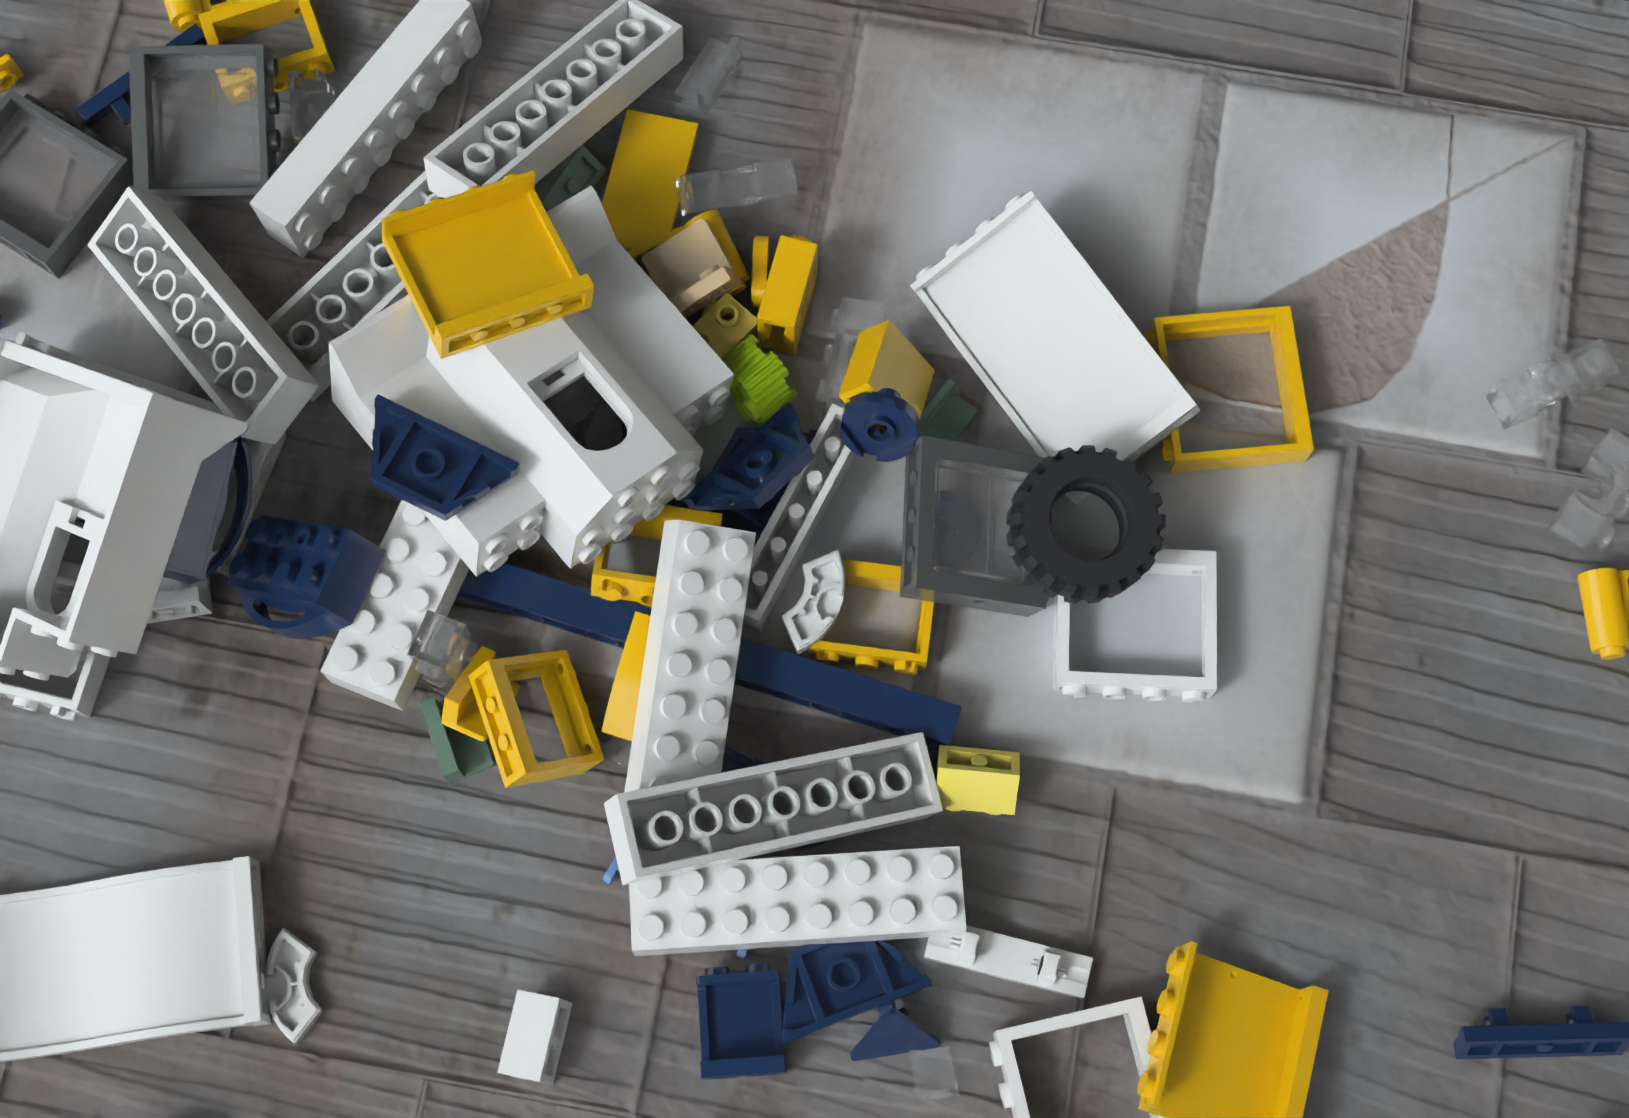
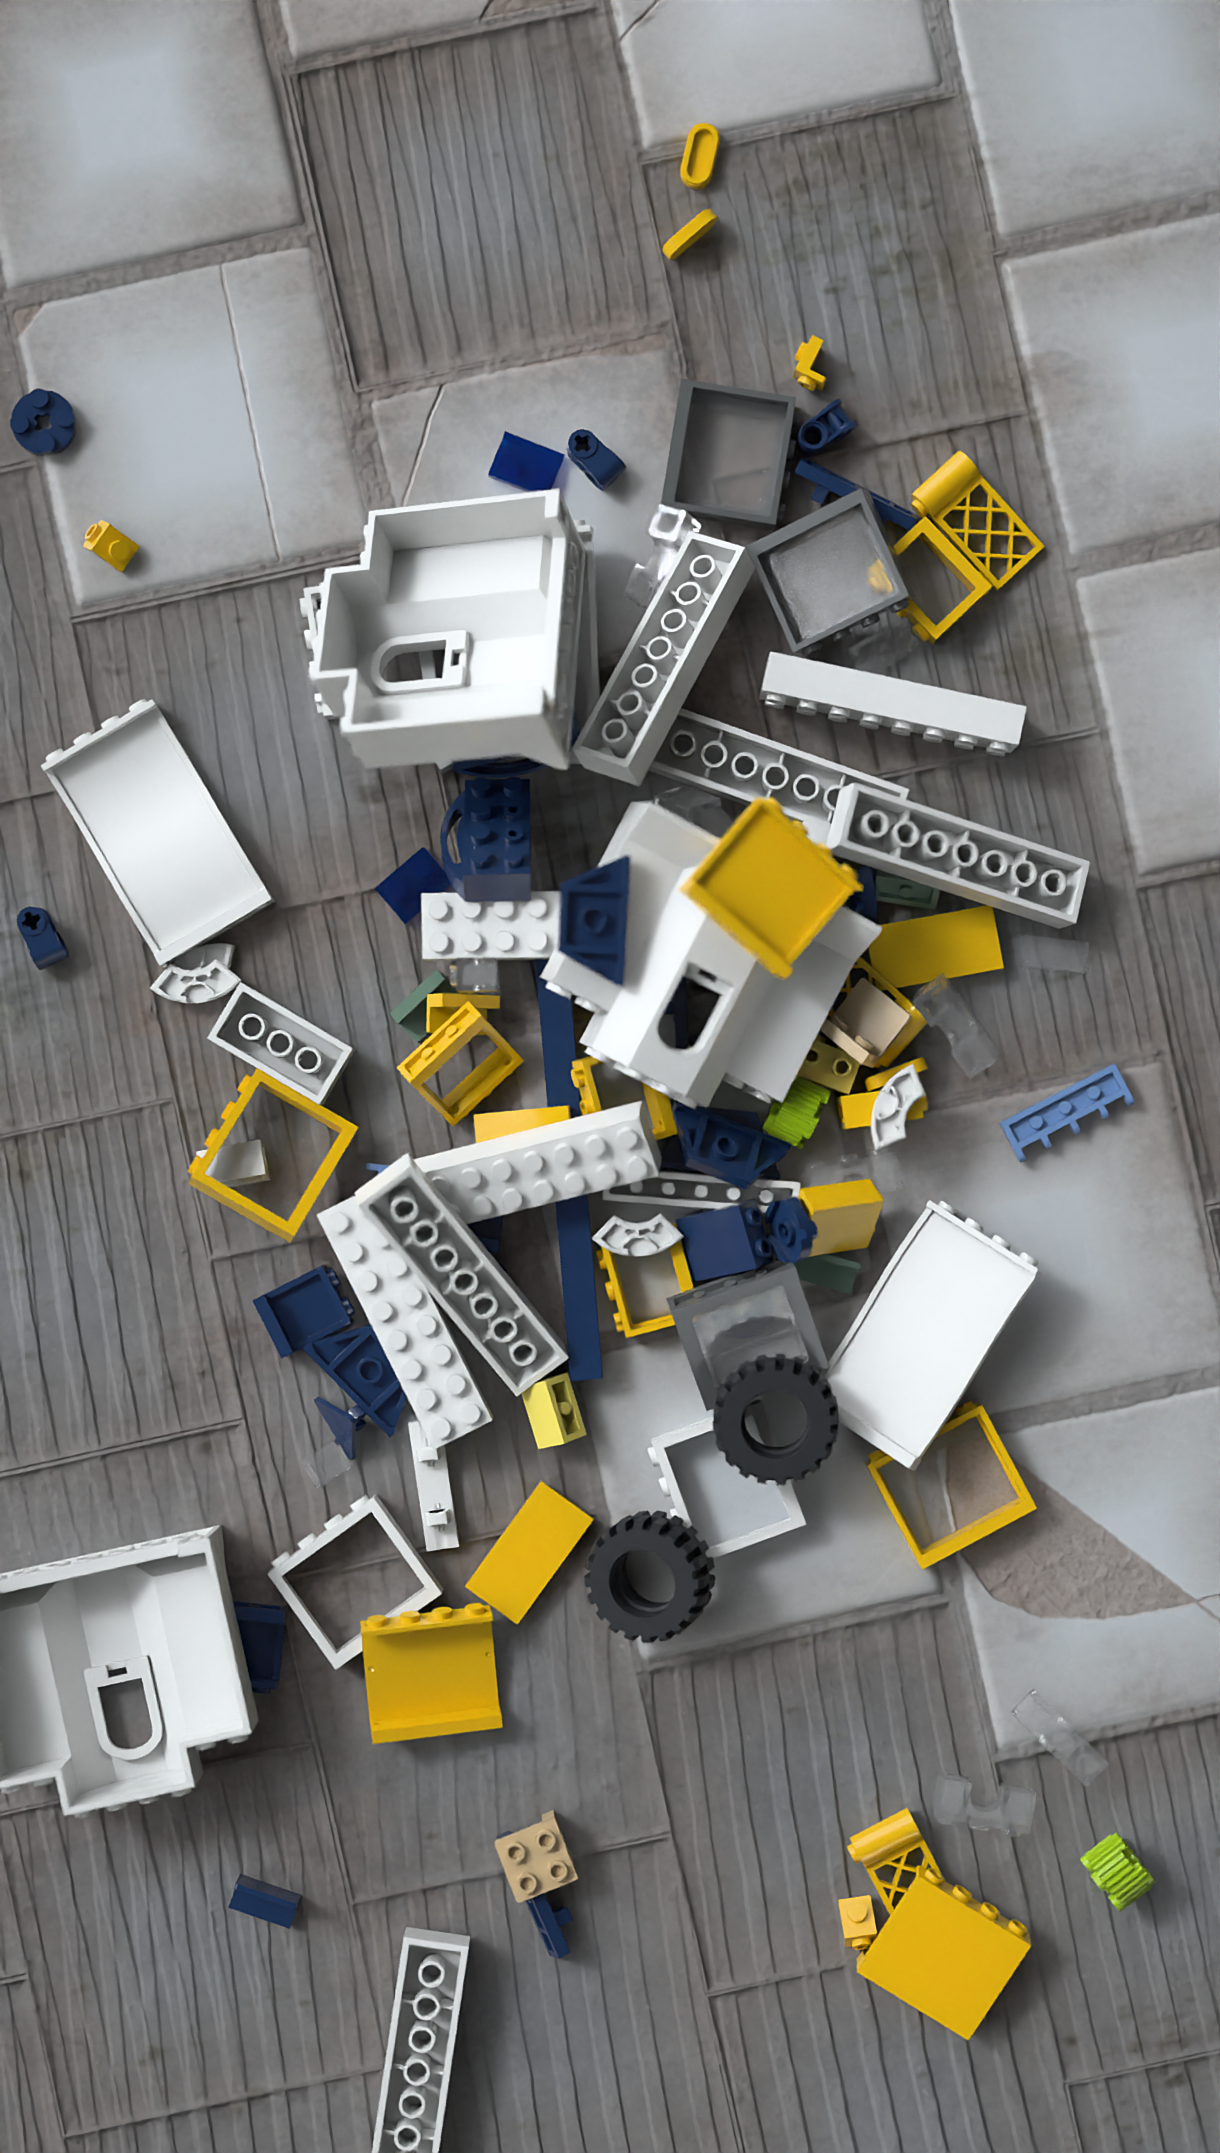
camera: 65 degrees right, 15 degrees up
(62, 81) = (829, 425): none -> dark blue piece
(80, 268) = (668, 533): none -> clear arch
(306, 991) = (197, 985): none -> white tile
(313, 700) = (415, 876): none -> clear blue plate
(418, 916) = (281, 1043): none -> white brick
(582, 1033) = (216, 1139): none -> yellow window
(791, 267) = (892, 1107): none -> white tile
(862, 508) = (724, 1240): none -> dark blue panel
(873, 124) = (1065, 1109): none -> medium blue hinge
(1131, 878) = (529, 1552): none -> yellow tile
(1254, 775) = (618, 1599): none -> black tyre
(1502, 1014) = (536, 1858): none -> tan bracket

